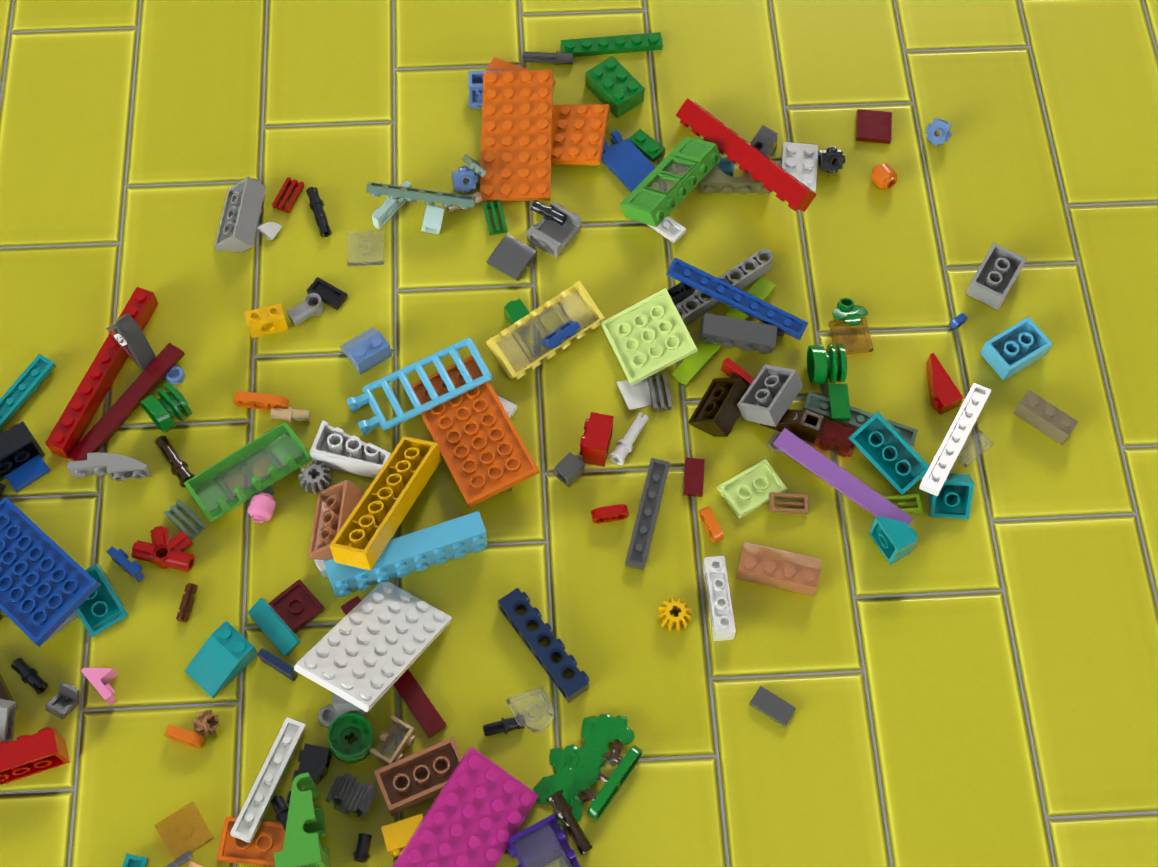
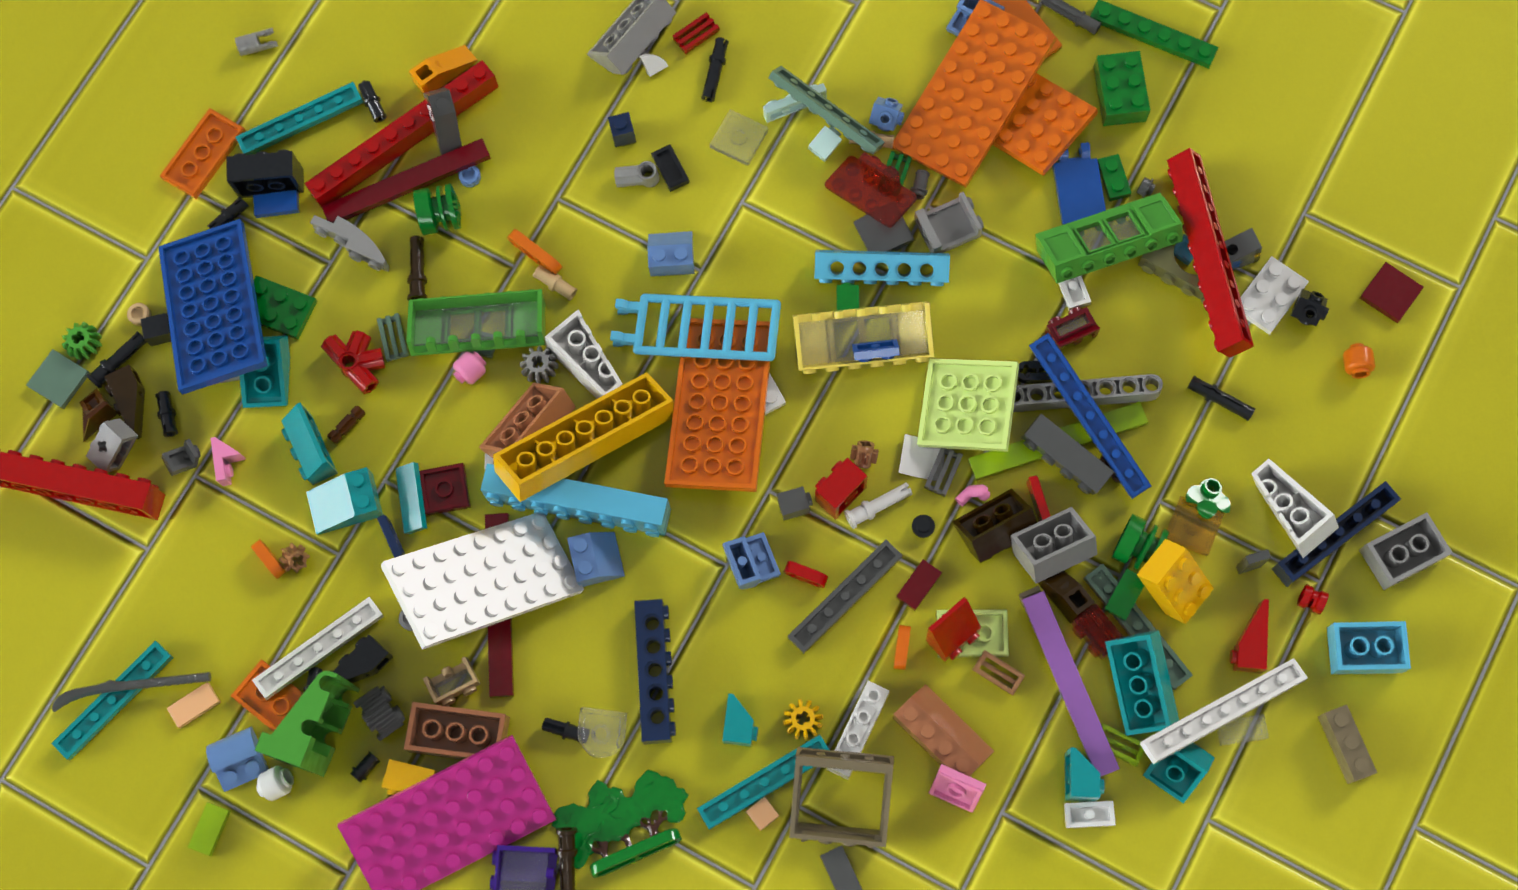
camera: 40 degrees right, 10 degrees up
(63, 361) = (372, 101): none -> black axle
(83, 544) = (282, 307): none -> green plate
(105, 311) = (442, 68): none -> light orange slope
(120, 558) = (310, 344): blue plate -> none
(165, 632) = (307, 445): none -> teal slope
(184, 831) = (218, 650): clear yellow tile -> none
(266, 320) = (589, 166): yellow brick -> none
(275, 284) = (622, 129): none -> dark blue brick
(344, 728) = (400, 657): green wheel -> none
(446, 589) = (595, 557): none -> medium blue slope
(473, 164) = (902, 101): sand green tile -> none
(486, 231) = (871, 188): none -> clear red bracket
(518, 217) = (920, 184): none -> dark grey pin
(548, 212) = (952, 202): black pin -> none
(564, 525) = (751, 560): none -> medium blue brick
(566, 256) = (938, 276): none -> medium azure brick
(597, 406) = (864, 454): none -> medium nougat gear
(630, 644) = (738, 724): none -> teal slope
(670, 435) = (923, 526): none -> black plate
(672, 140) = (1146, 187): none -> dark grey plate
(675, 675) = (755, 787): none -> teal plate
(685, 249) = (1072, 327): none -> dark red window
(688, 698) = (762, 813): none -> light nougat tile
(693, 391) = (973, 491): none -> bright pink arm
(742, 488) = (954, 631): none -> red slope
(761, 676) = (848, 761): none -> dark tan window
(812, 245) = (1223, 399): none -> black pin
(815, 595) = (957, 788): none -> bright pink tile
(867, 372) = (1175, 581): none -> yellow brick
(907, 334) = (1253, 561): none -> dark grey tile
(909, 283) = (1295, 508): none -> white wedge
(914, 562) = (1089, 814): none -> white plate
(941, 125) = (1461, 341): medium blue brick -> none
(945, 289) = (1349, 525): none -> dark blue brick
(958, 321) = (1324, 578): blue tile -> none
(959, 339) = (1312, 599): none -> red wheel

